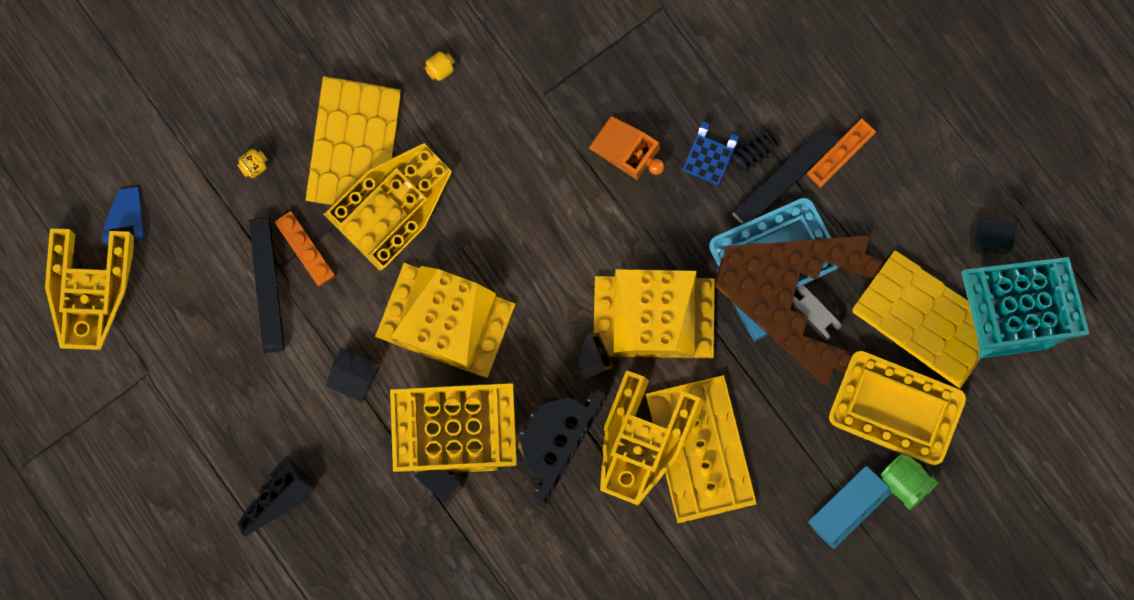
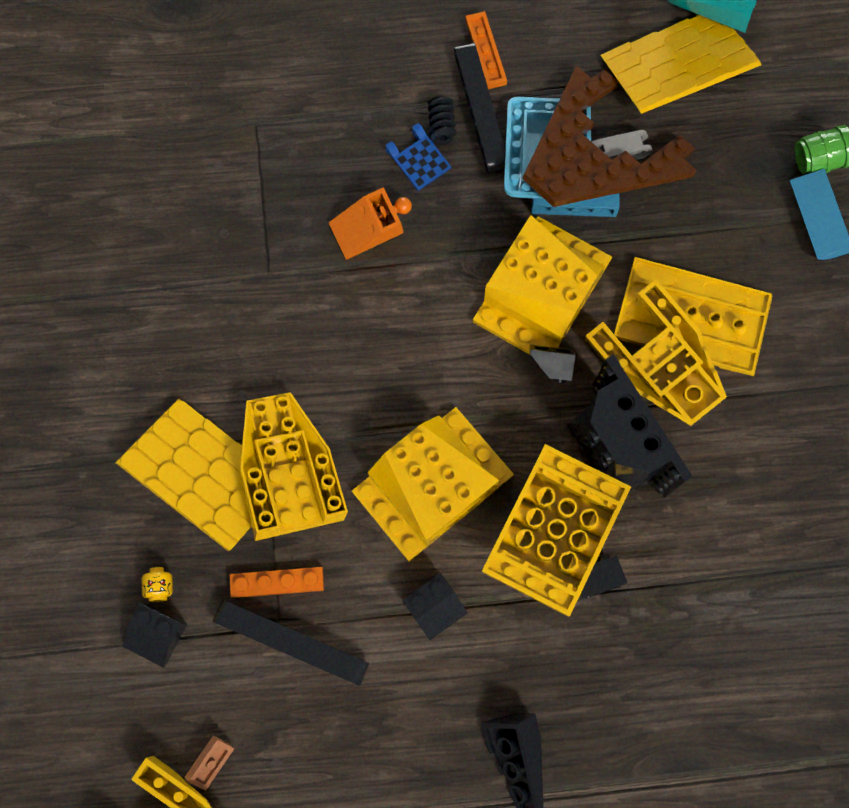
camera: 60 degrees left, 5 degrees down
(125, 214) = (122, 751): blue flag -> none
(151, 278) = (209, 763): none -> nougat plate
(216, 183) = (153, 634): none -> black slope
(439, 66) = (179, 348): yellow head -> none
(897, 408) = (750, 125): yellow wedge -> none

